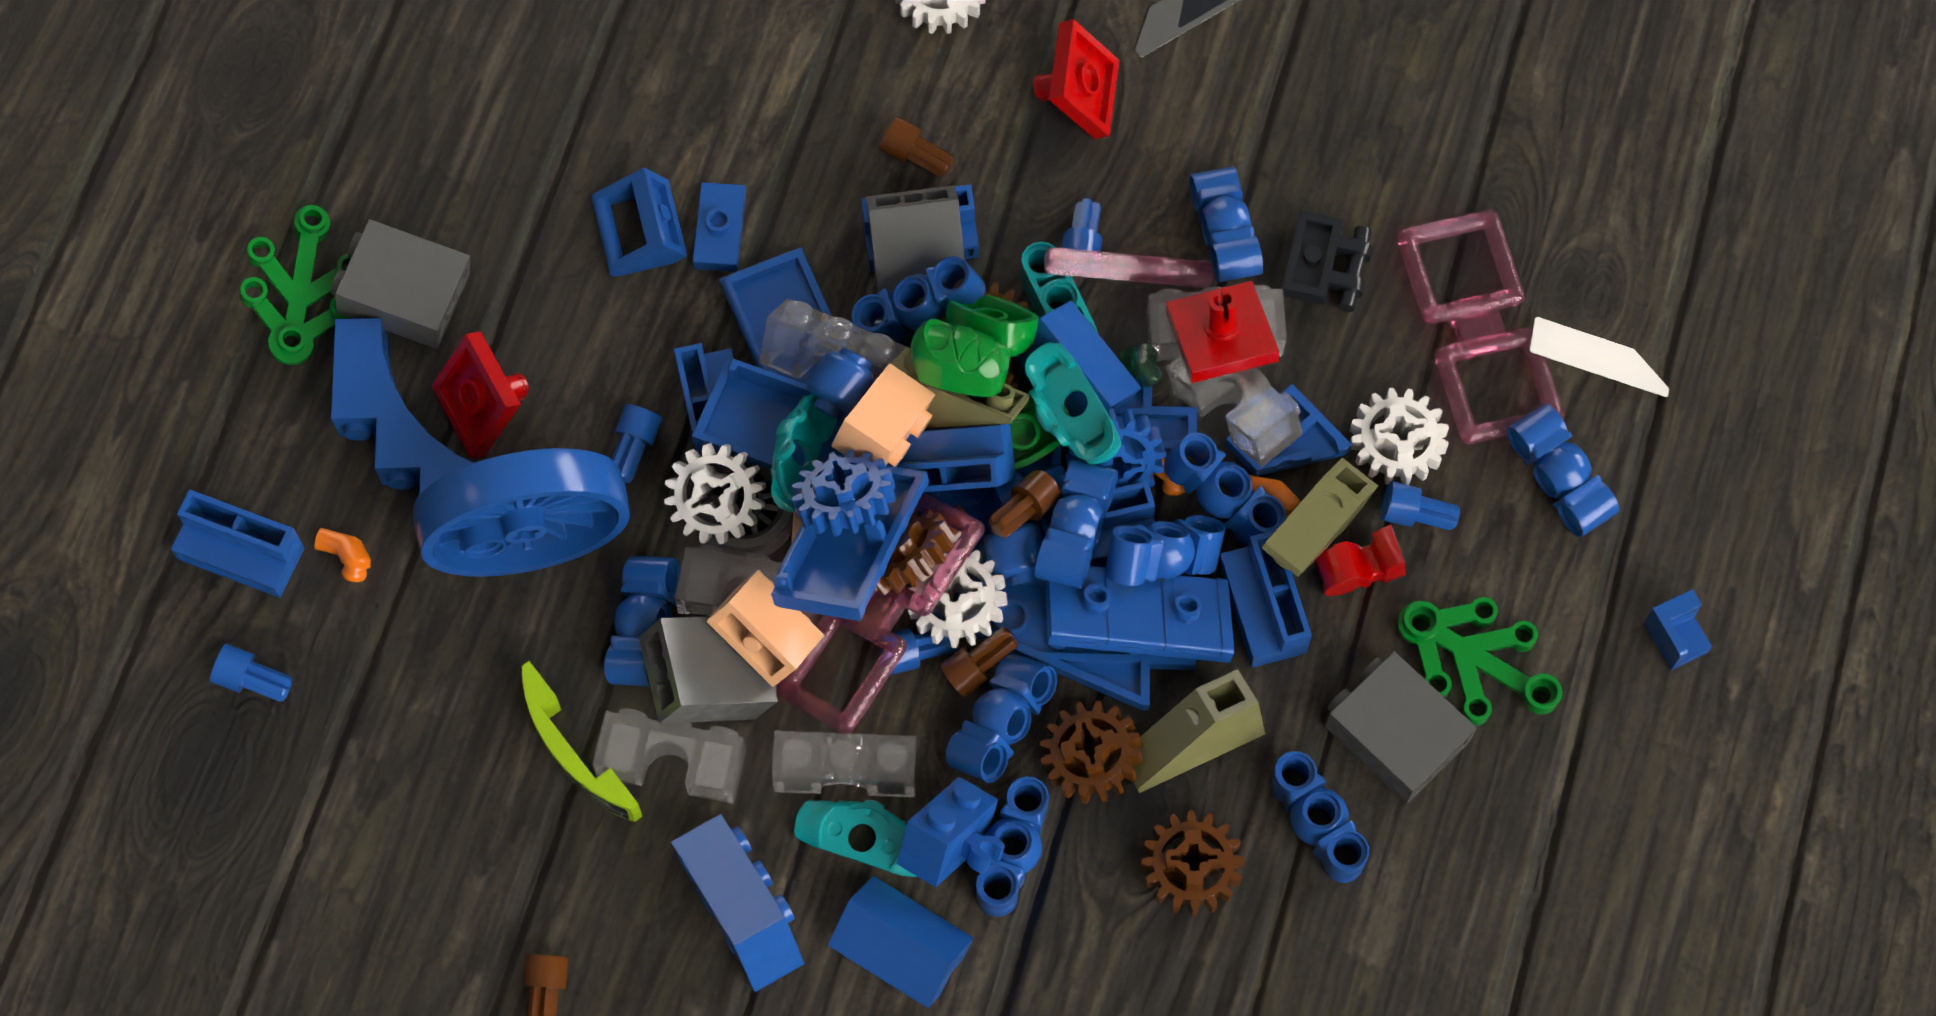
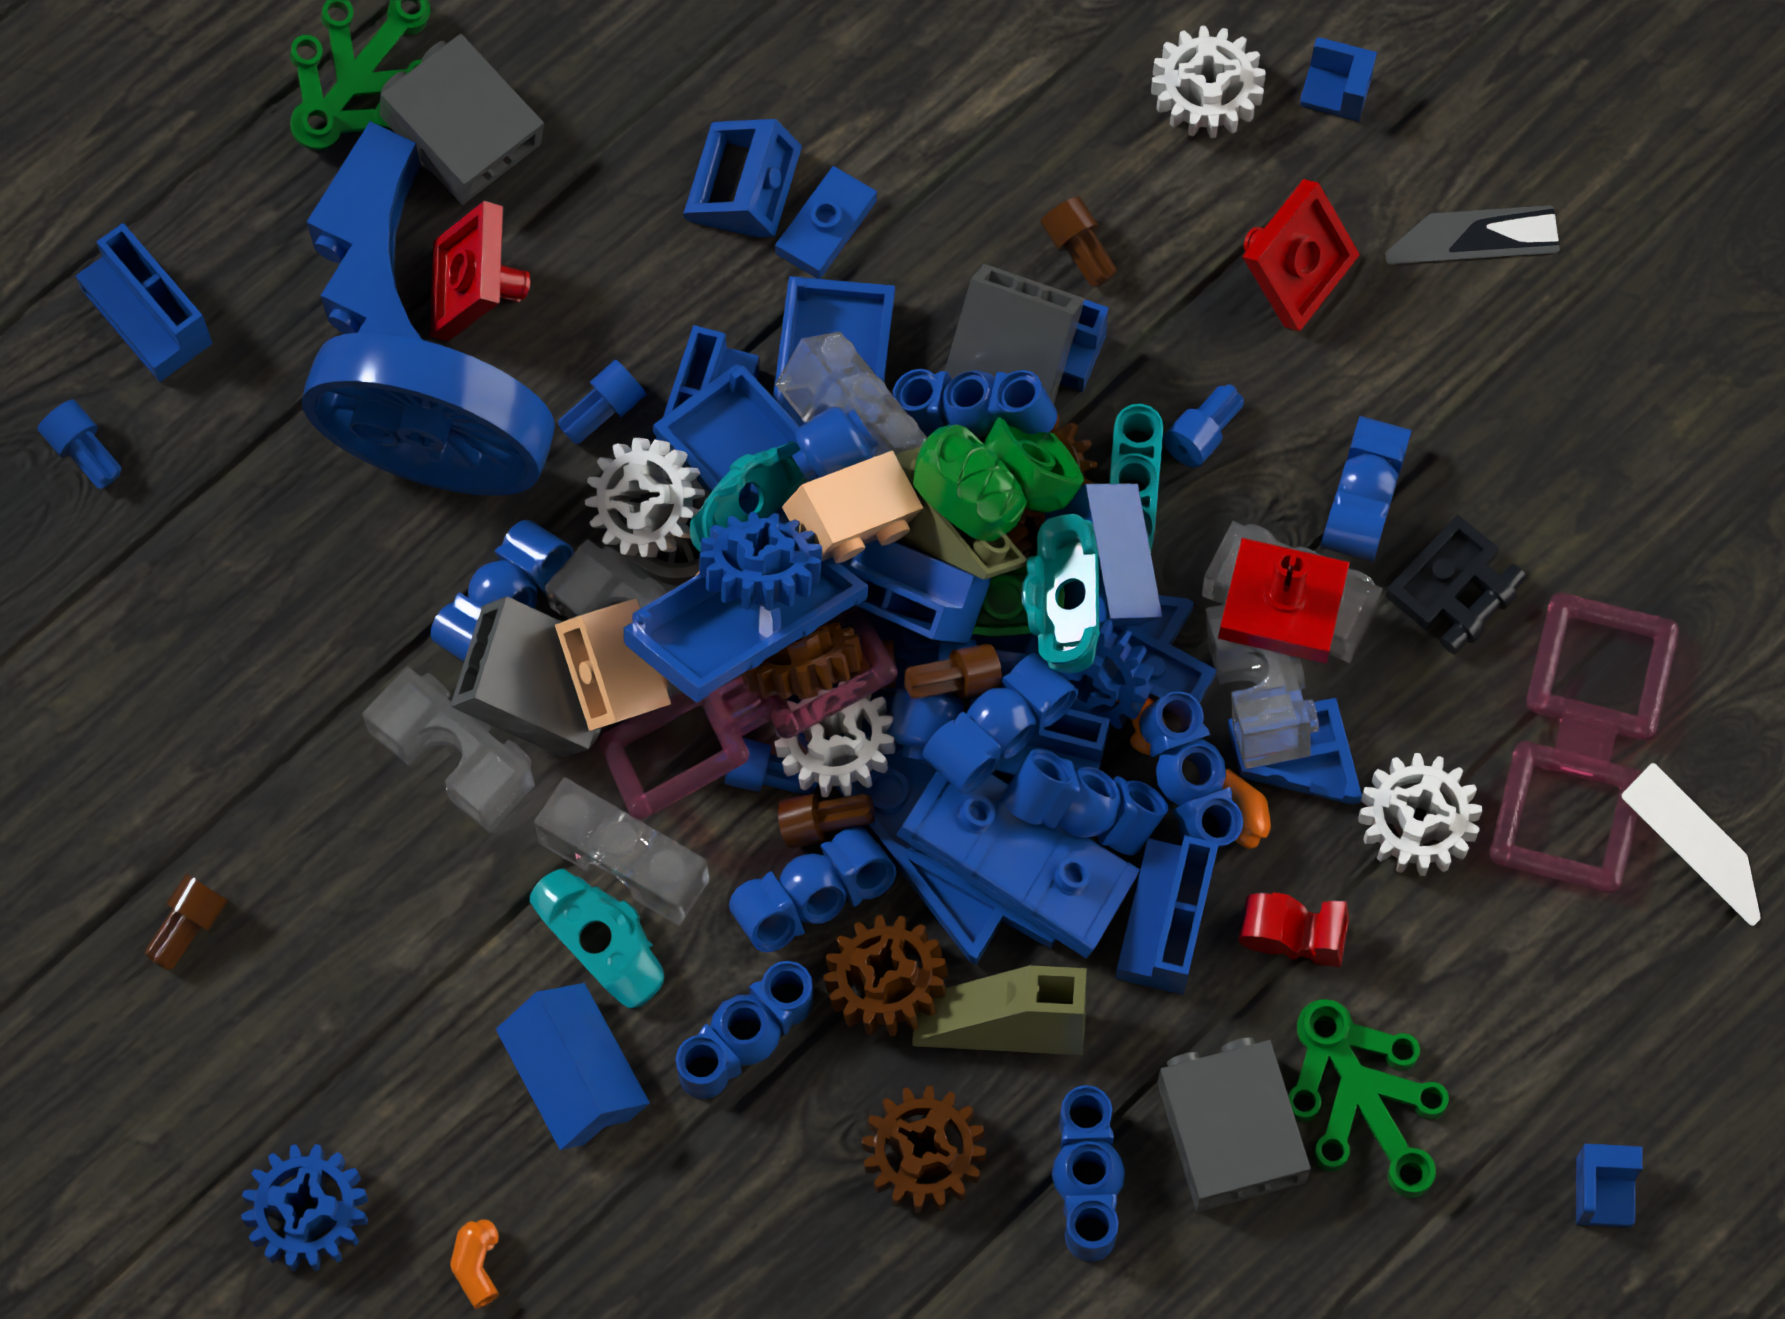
camera: 30 degrees right, 0 degrees up
(350, 551) = (253, 369): orange arm -> none
(604, 790) = (350, 629): lime slope -> none
(740, 900) = (428, 935): blue wedge -> none
(951, 832) = (682, 979): blue brick -> none
(1128, 267) = (1229, 482): clear pink axle -> none
(1141, 362) = (1180, 594): clear green arm -> none
(1320, 517) = (1272, 854): olive slope -> none
(1405, 505) = (1383, 891): blue piece -> none
(1562, 470) = (1578, 944): blue piece -> none

